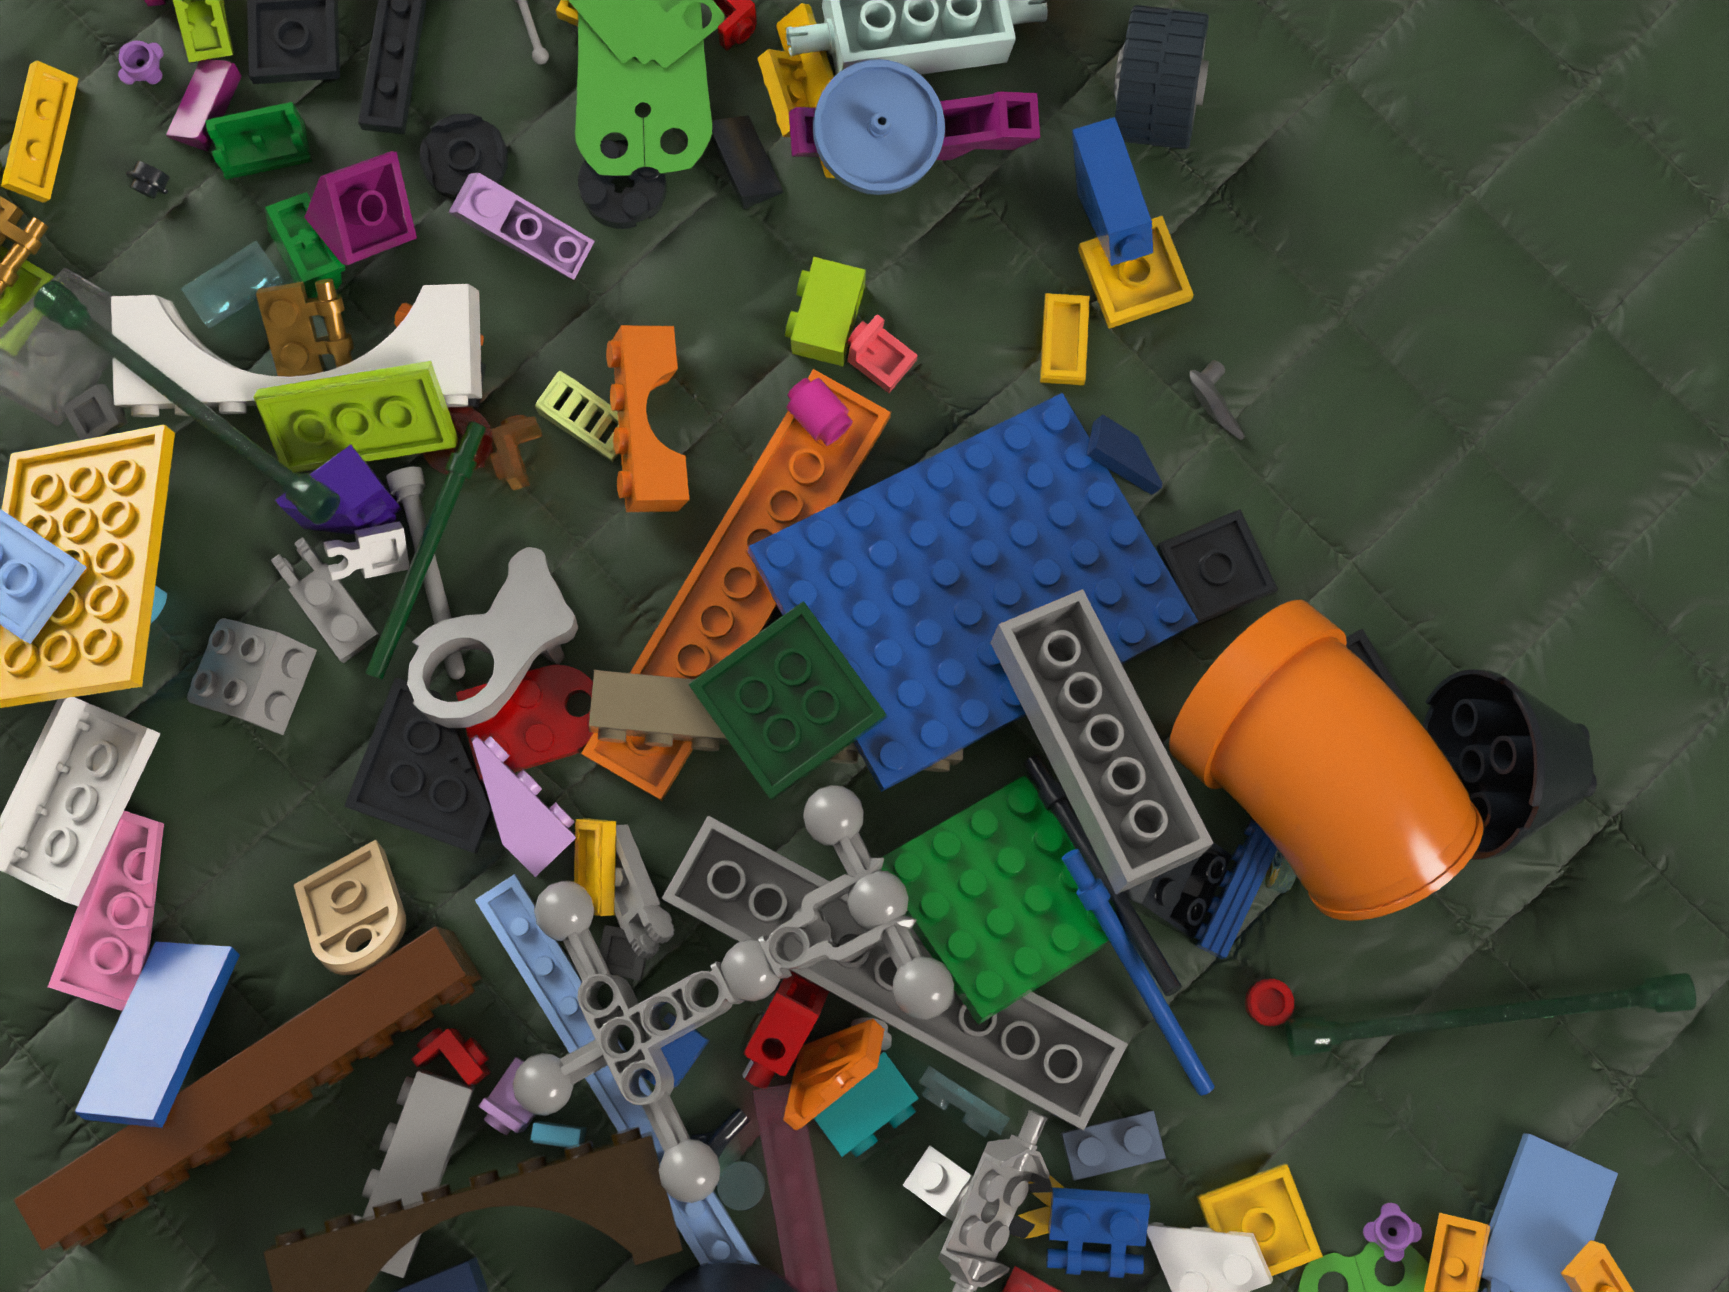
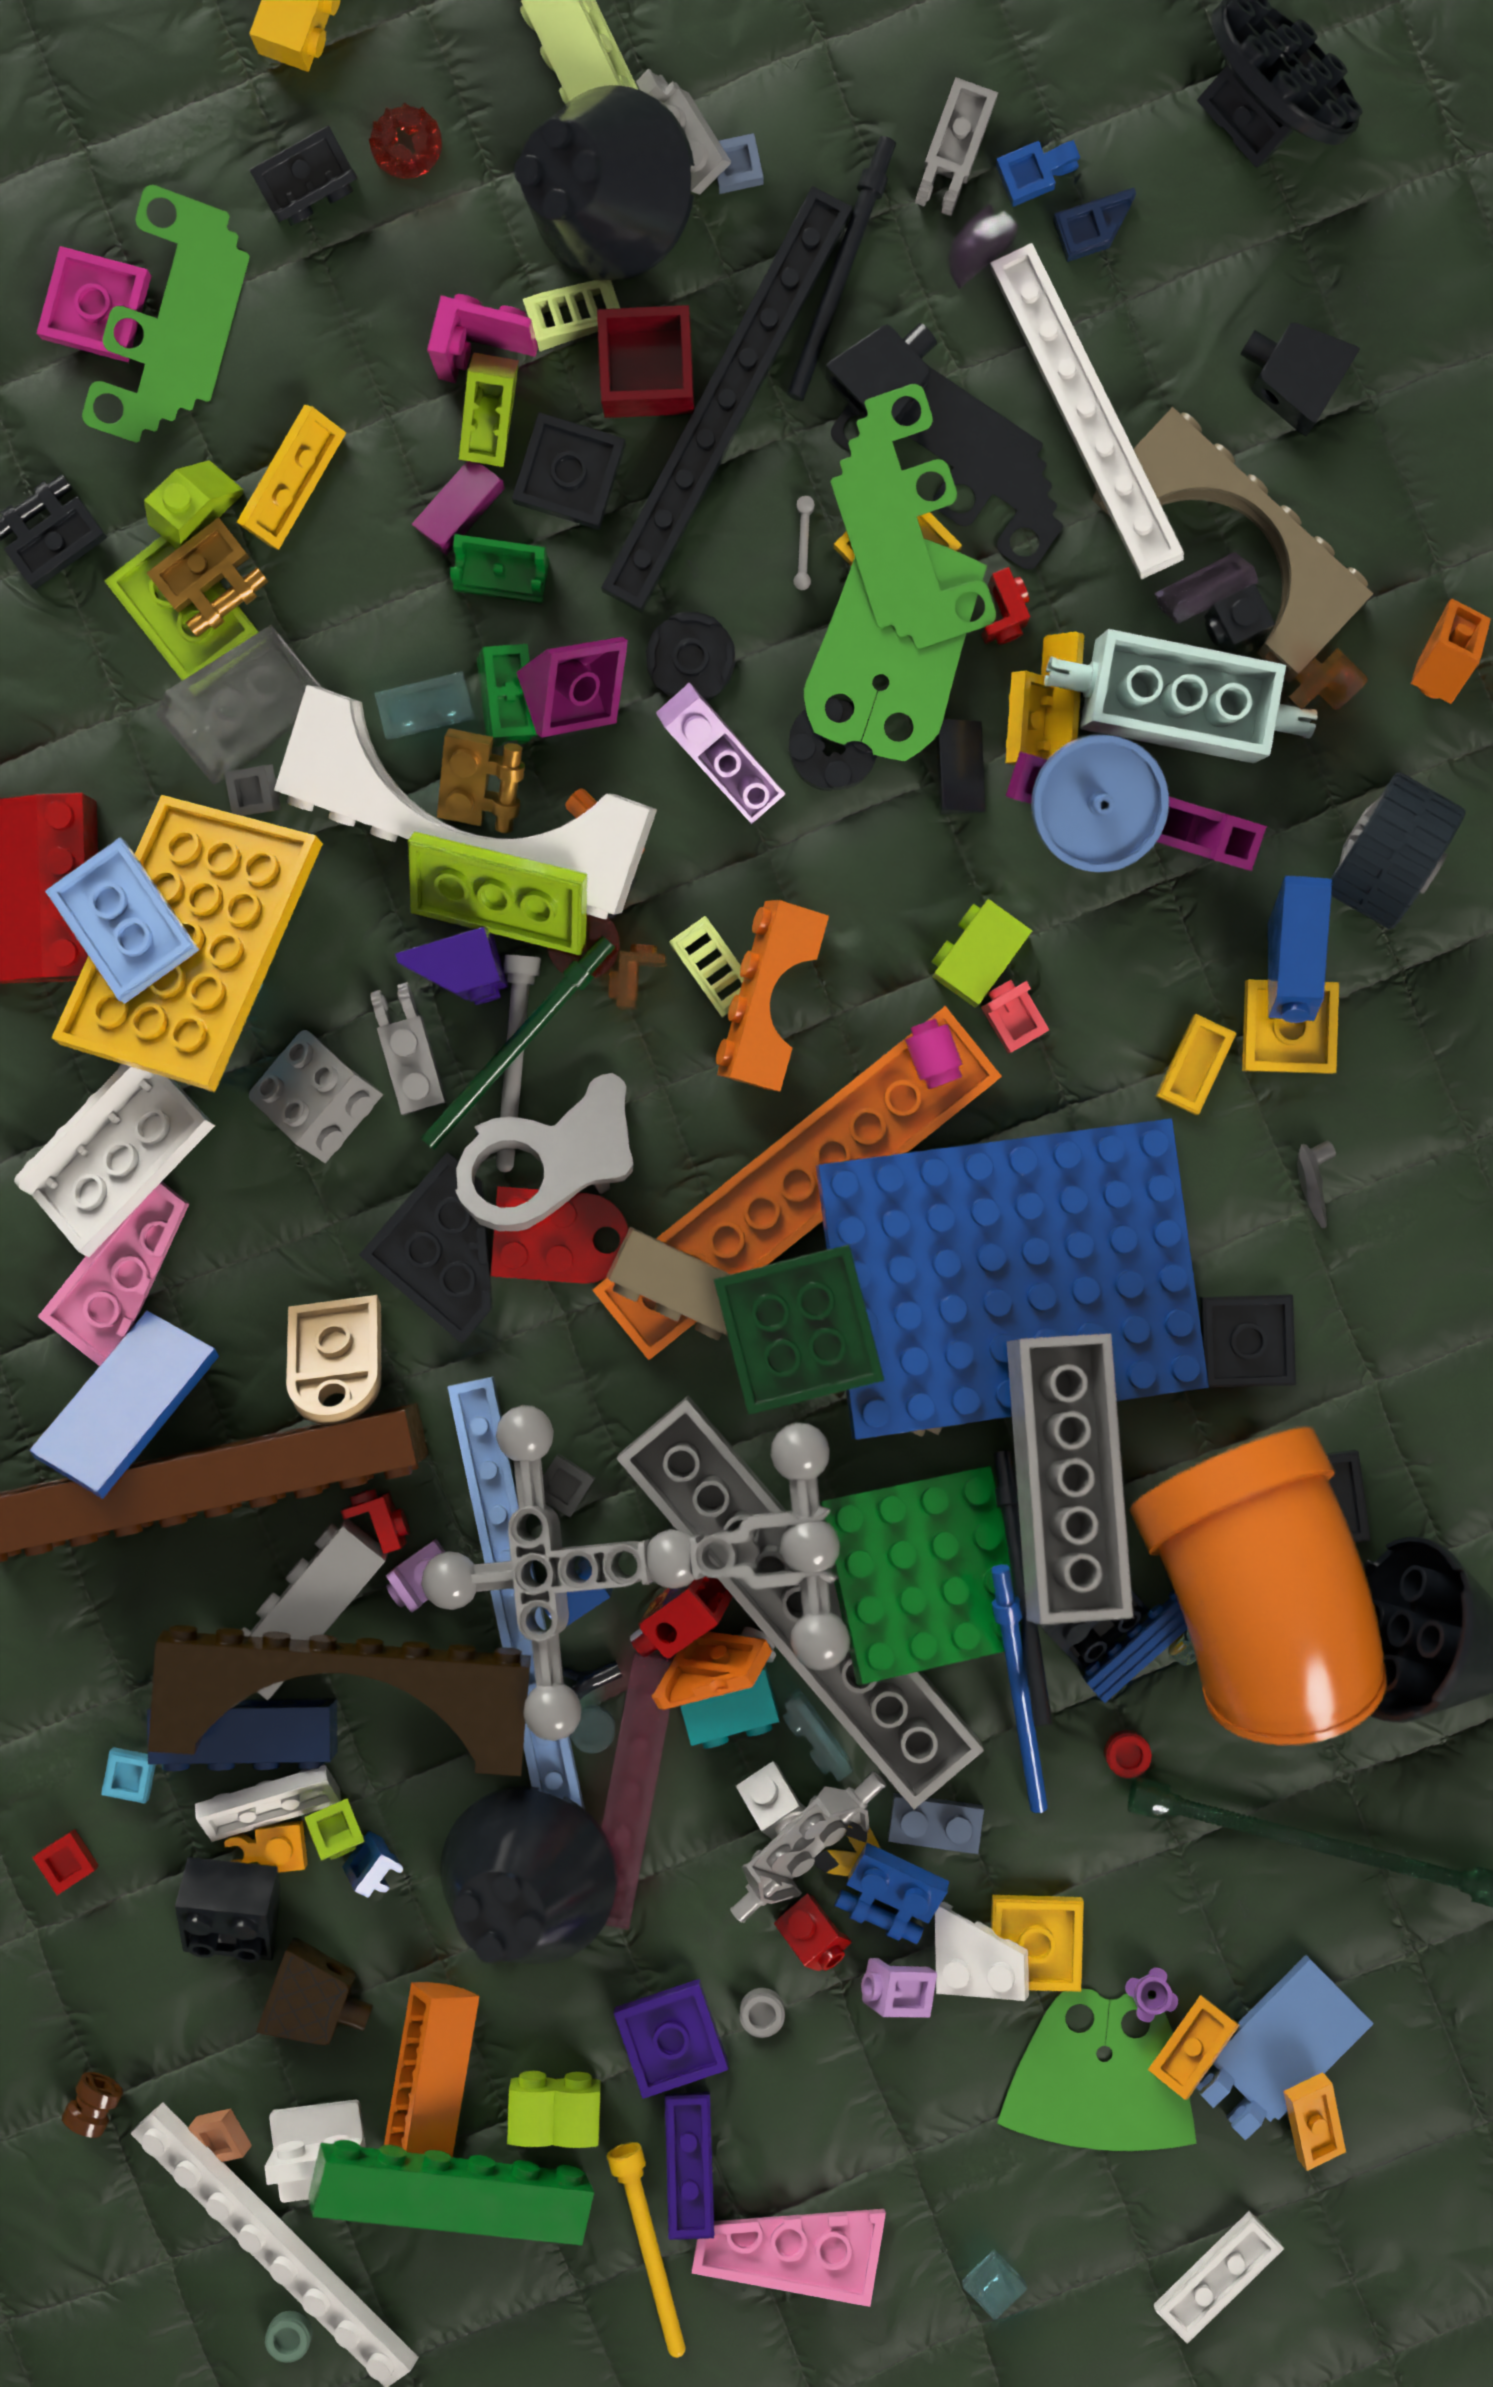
camera: 25 degrees right, 10 degrees up
(132, 54) = (404, 428): medium lavender plate -> none
(148, 180) = (379, 566): black plate -> none
(308, 495) = (427, 965): clear green hose -> none
(375, 552) = (469, 1026): white plate -> none
(522, 819) = (518, 1336): lavender slope -> none
(557, 1134) = (447, 1624): medium azure tile -> none
(596, 862) = (569, 1396): yellow tile -> none
(637, 900) = (591, 1437): light grey hinge -> none
(1123, 454) = (1204, 1200): dark blue tile -> none

